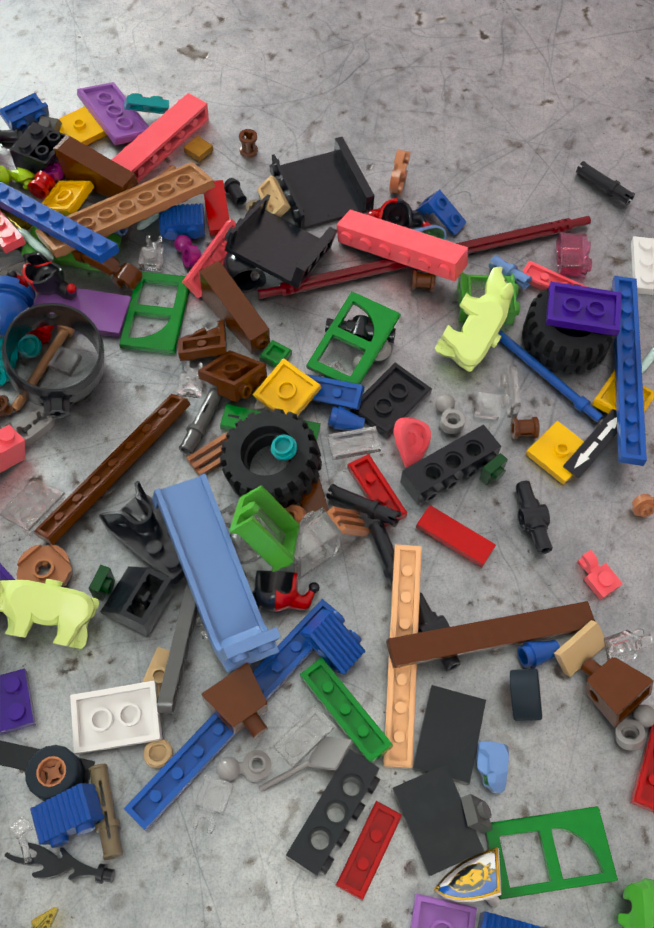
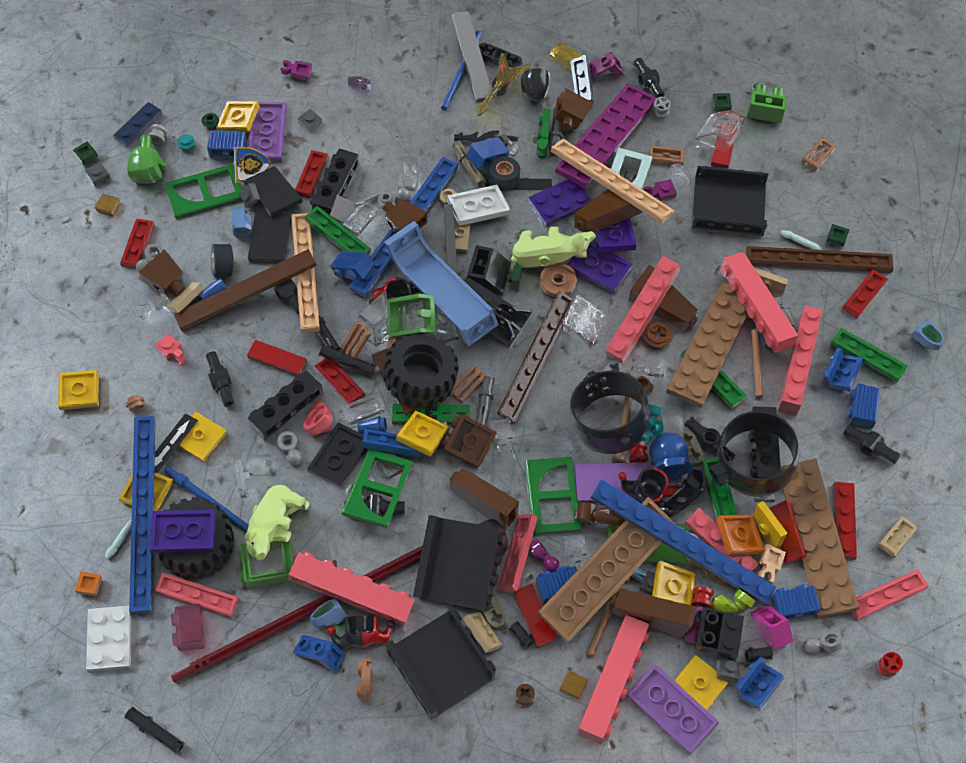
camera: 170 degrees right, 0 degrees up
(151, 104) = (641, 716): teal plate -> none
(203, 343) = (502, 467): reddish brown wing -> none
(275, 353) = (441, 475): green tile -> none
(284, 447) = (409, 357): teal plate -> none
(494, 469) = (250, 405): dark green plate -> none
(509, 269) = (247, 596): medium blue pin -> none
(524, 427) = (228, 447): reddish brown bush -> none

